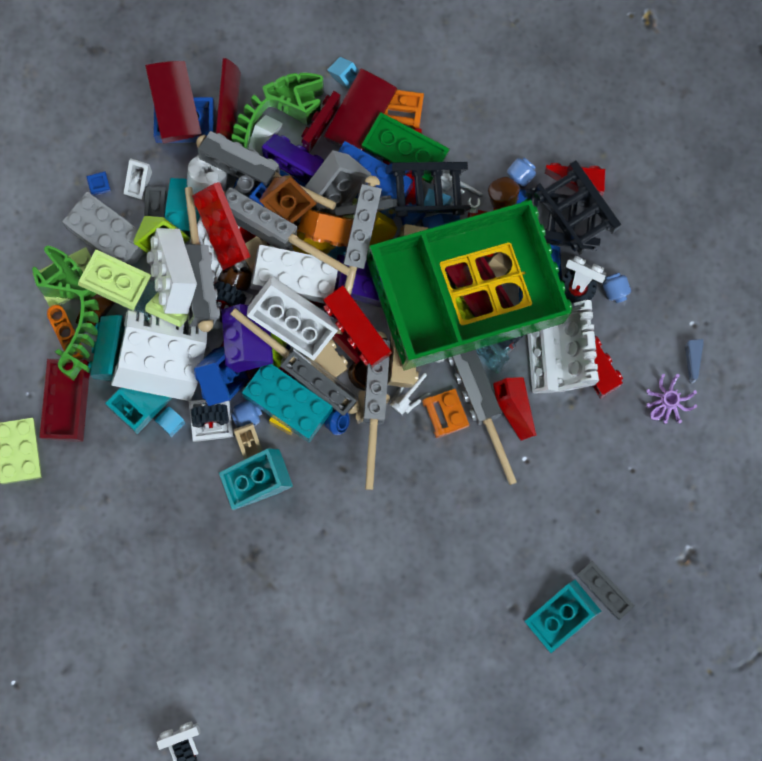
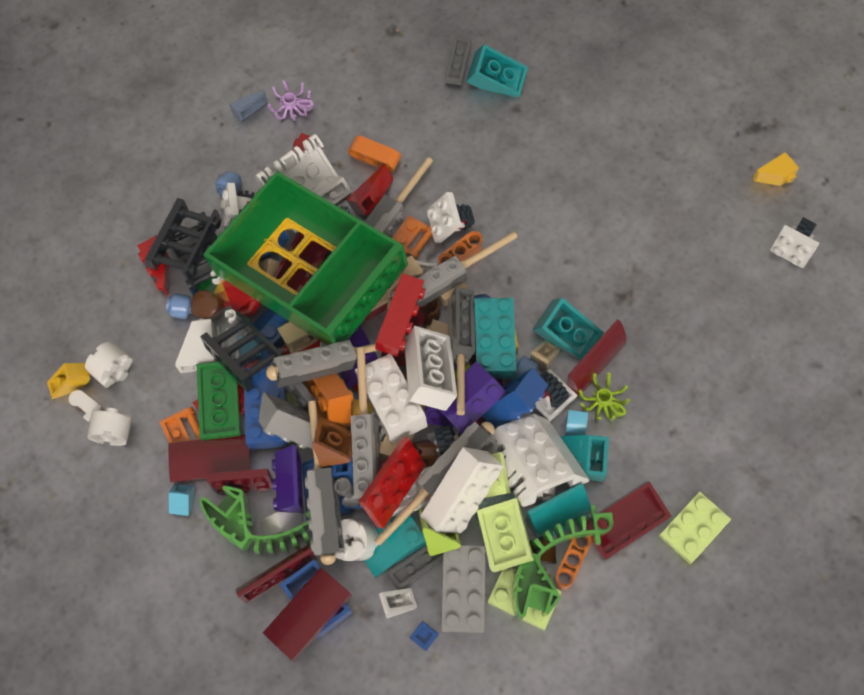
camera: 120 degrees left, 10 degrees down
(173, 461) = (604, 398): none -> lime animal
(208, 478) = (597, 358): none -> dark red slope
(397, 431) = (464, 246): none -> orange beam
(434, 450) = (447, 217): none -> white plate
(444, 50) = (109, 427): none -> white brick
(479, 172) = (193, 350): none -> white slope
(481, 47) = (84, 403): none -> white leg
(504, 81) = (108, 364): none -> white brick
(516, 45) = (68, 379): none -> yellow slope
(556, 438) = (374, 153): none -> orange beam

